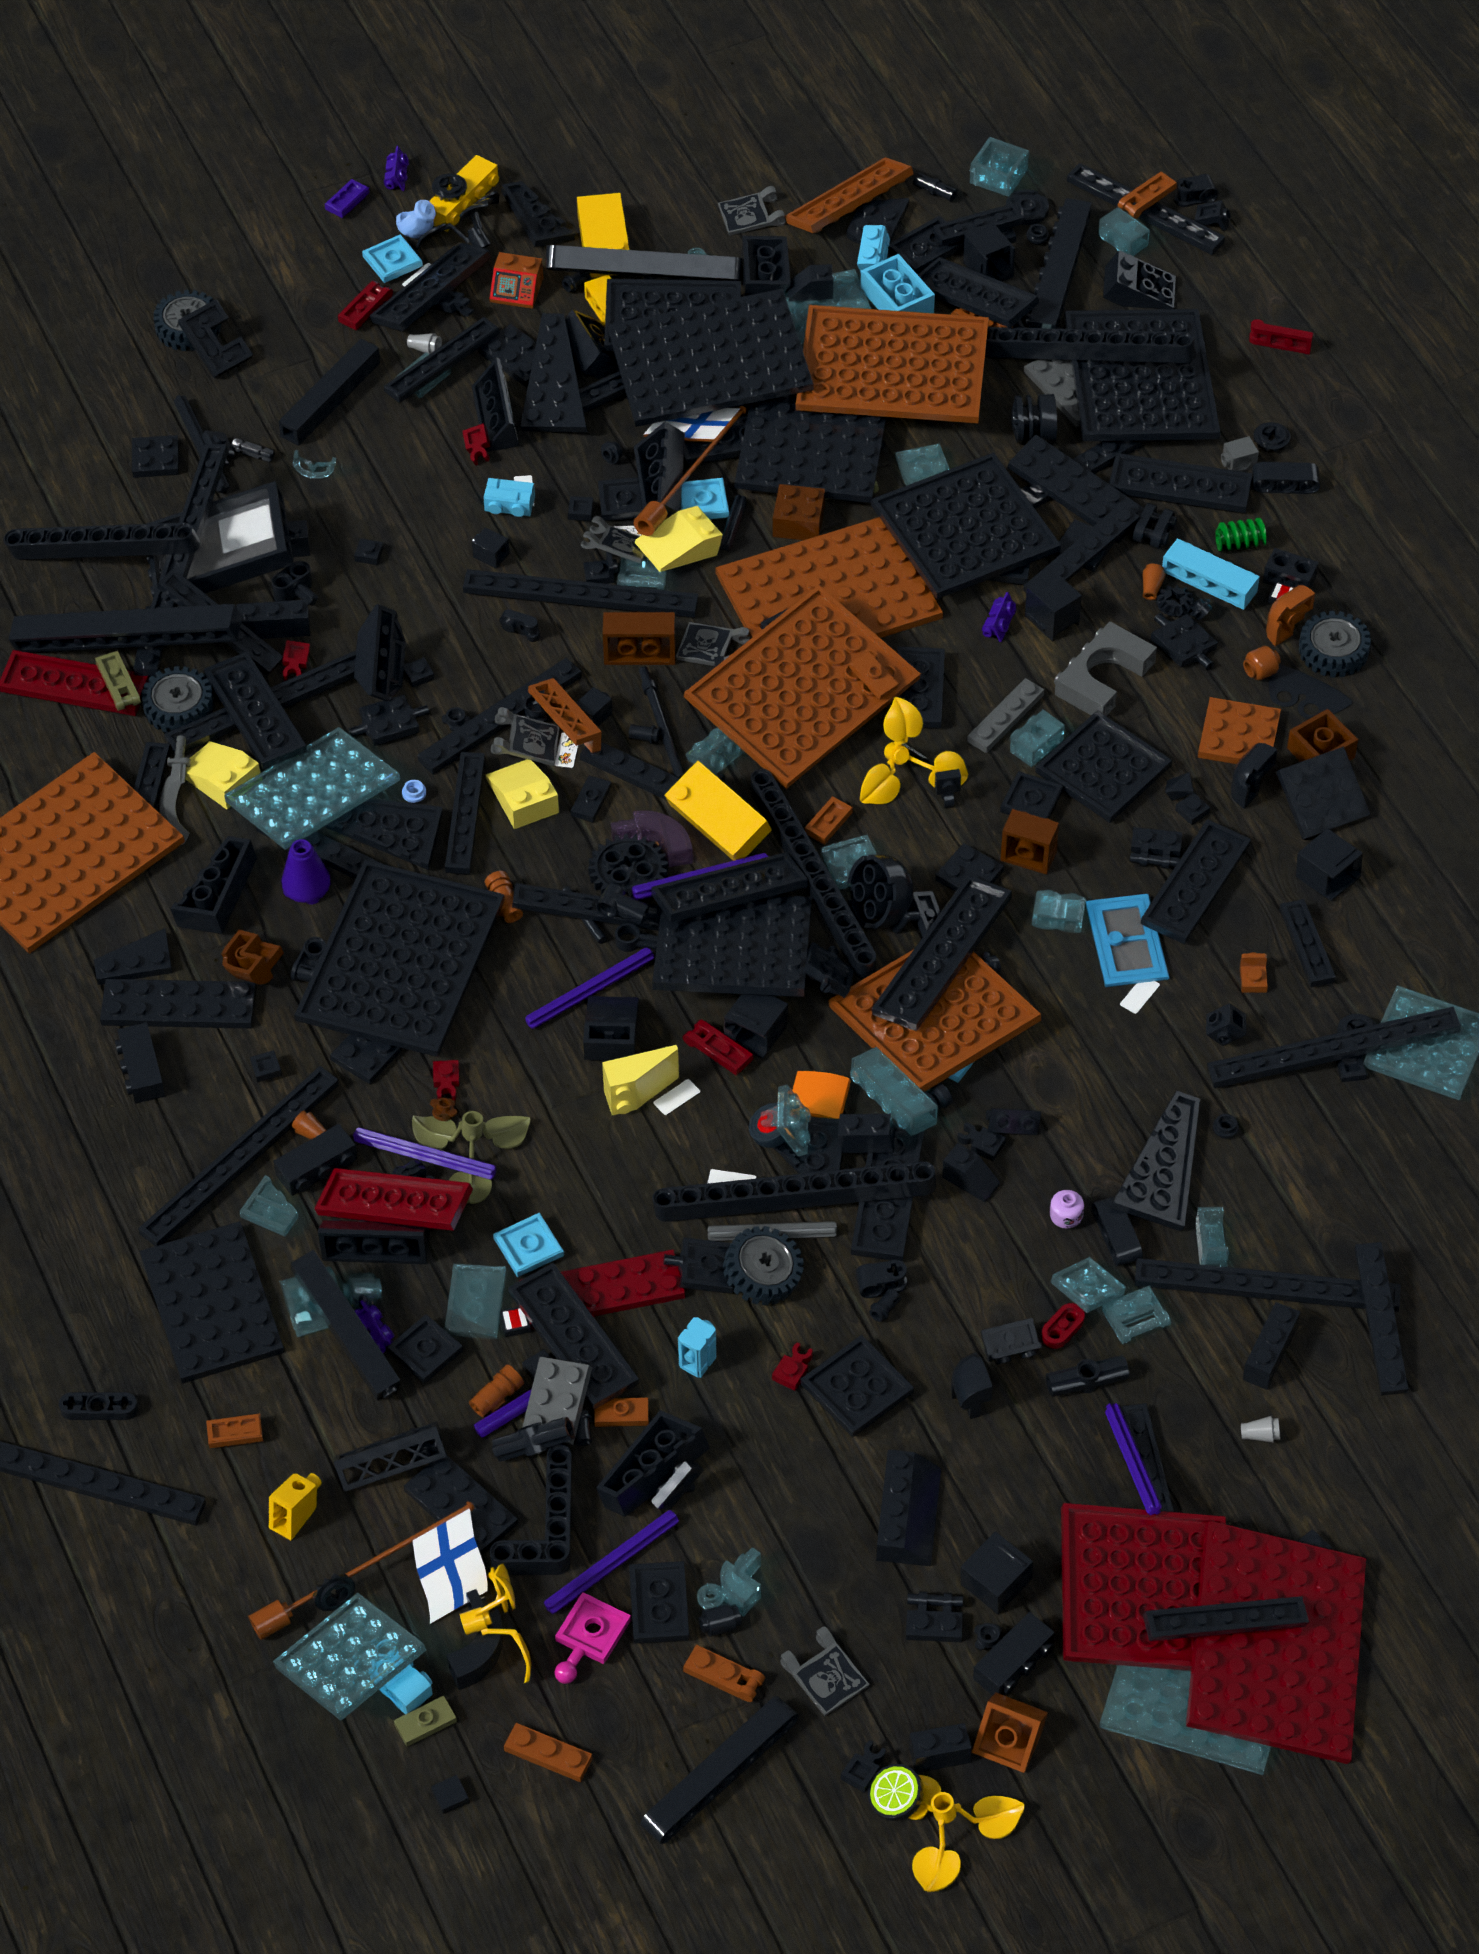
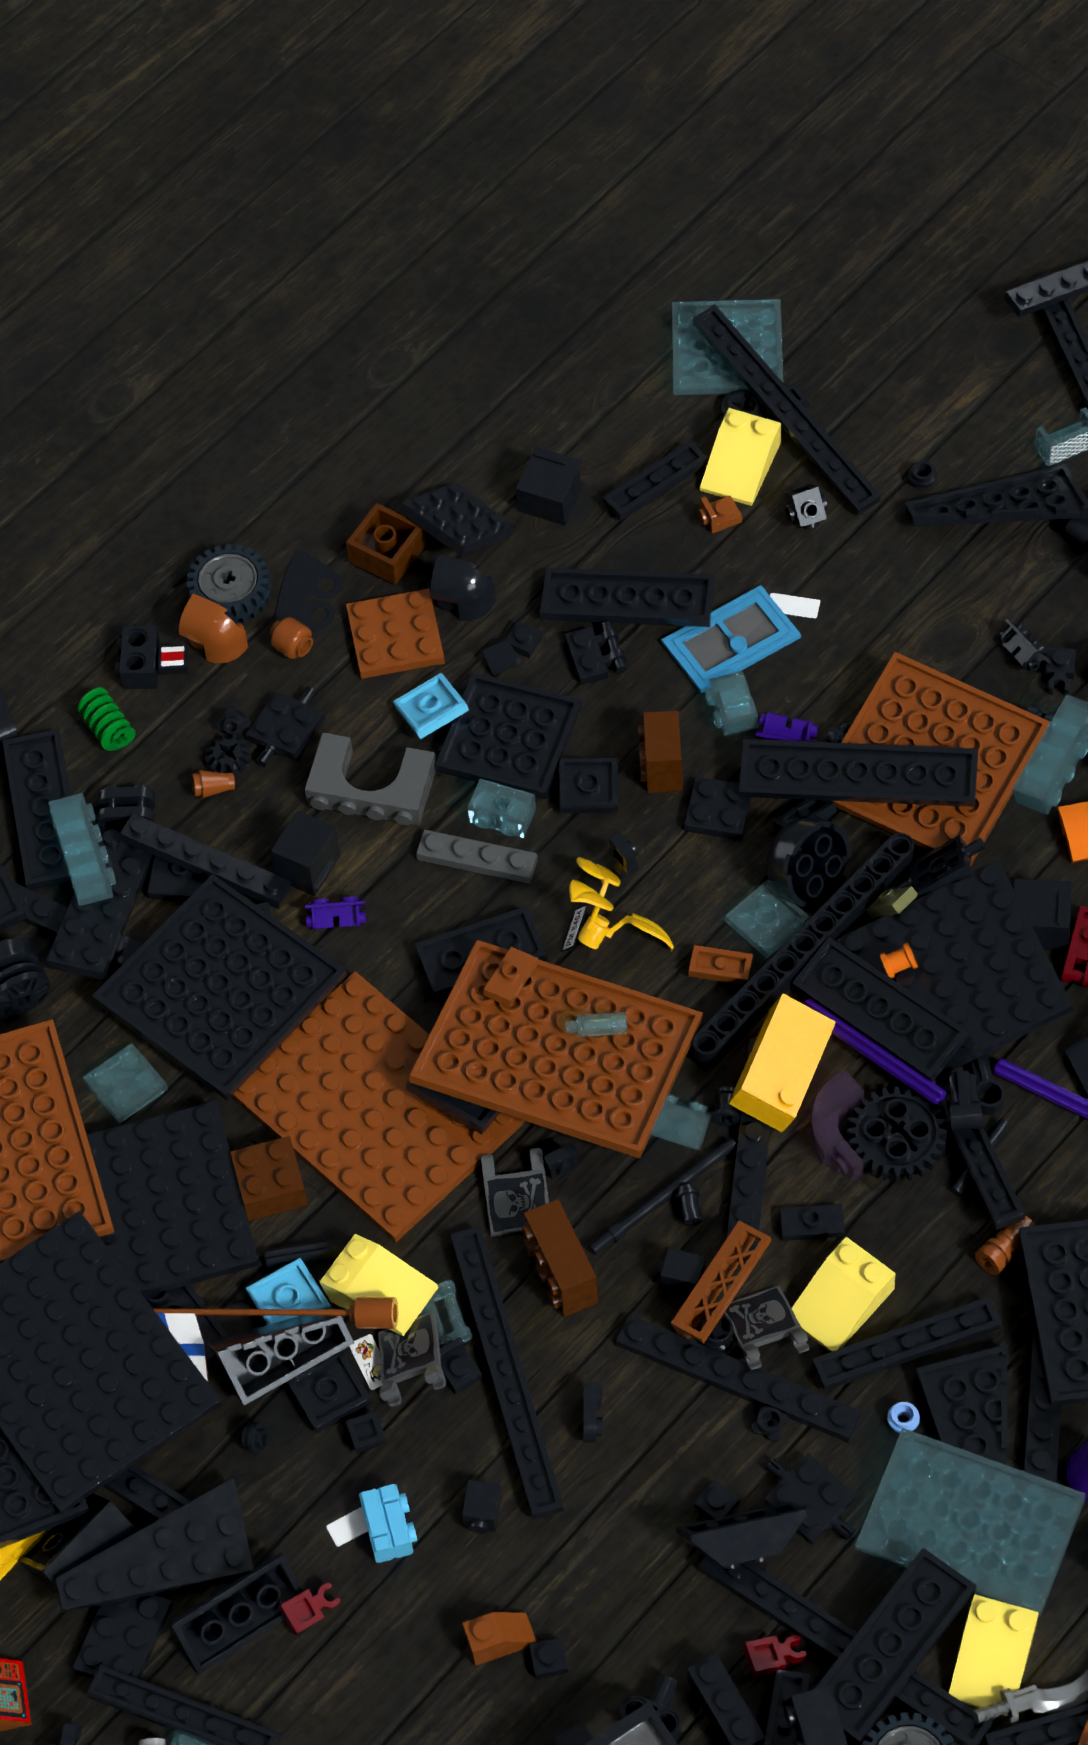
camera: 110 degrees left, 5 degrees up
(397, 526) = (497, 1635): none -> dark orange slope
(566, 752) = (757, 1282): white sticker -> none
(757, 909) = (898, 960): none -> orange bush
(802, 707) = (598, 1024): none -> clear light blue cylinder
(817, 930) = (891, 902): none -> olive plate
(1011, 933) = (776, 728): none -> dark purple hinge
(1120, 476) = (81, 849): none -> clear light blue brick
(1153, 725) = (430, 705): none -> medium azure plate
(1210, 573) = (180, 726): medium azure brick -> none
(1303, 1007) = (741, 456): none -> light yellow slope

